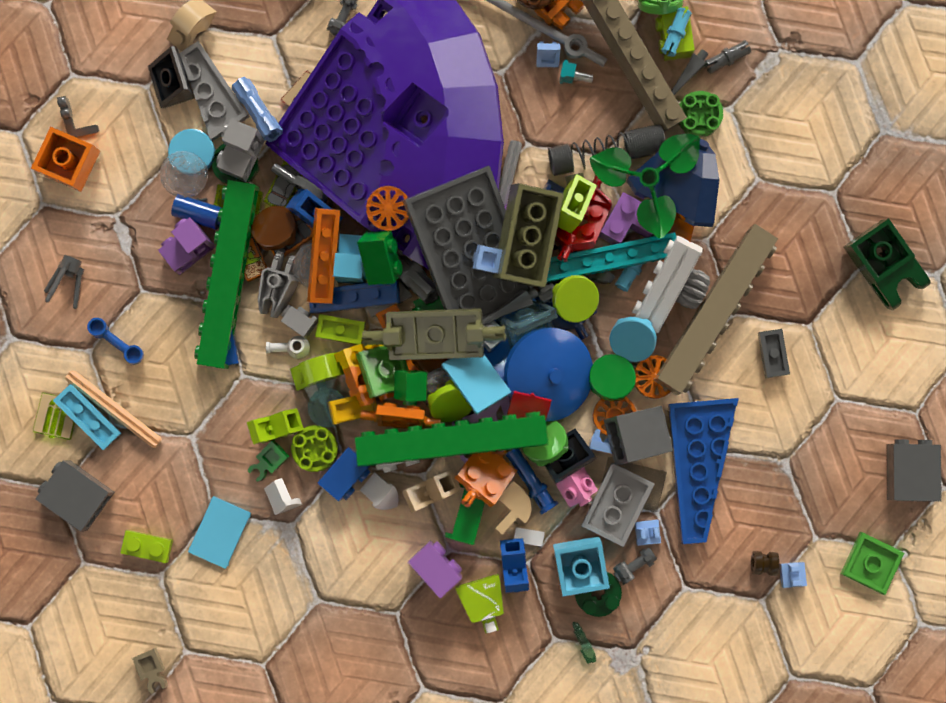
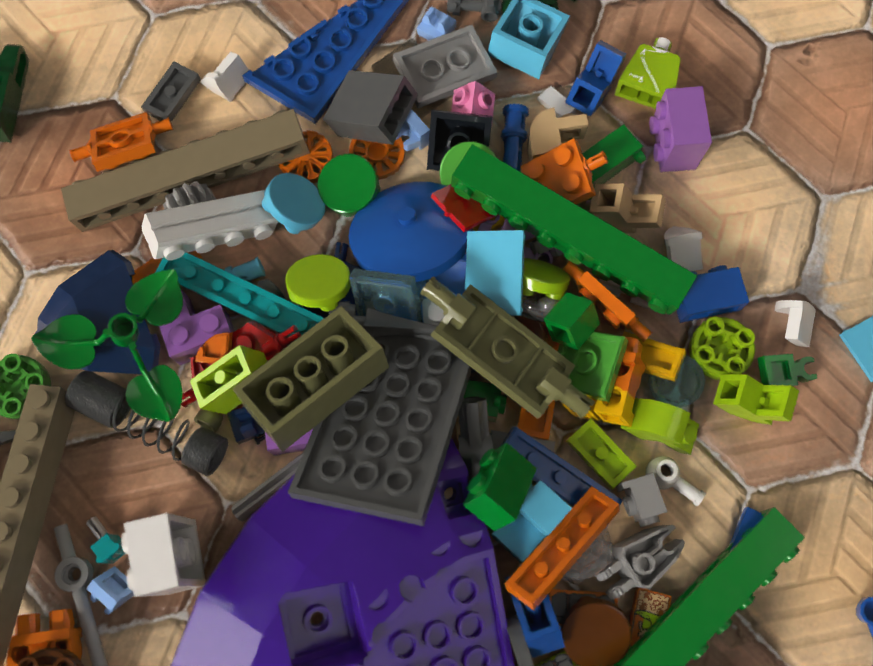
camera: 140 degrees left, 10 degrees down
(387, 208) = (447, 535): orange wheel -> none
(487, 259) = (380, 384): light blue tile -> none
(529, 88) = (163, 555): none -> white brick
(599, 215) = (215, 348): none -> orange tile
(746, 390) = (227, 77): none -> white tile
(771, 297) = (122, 141): none -> orange plate

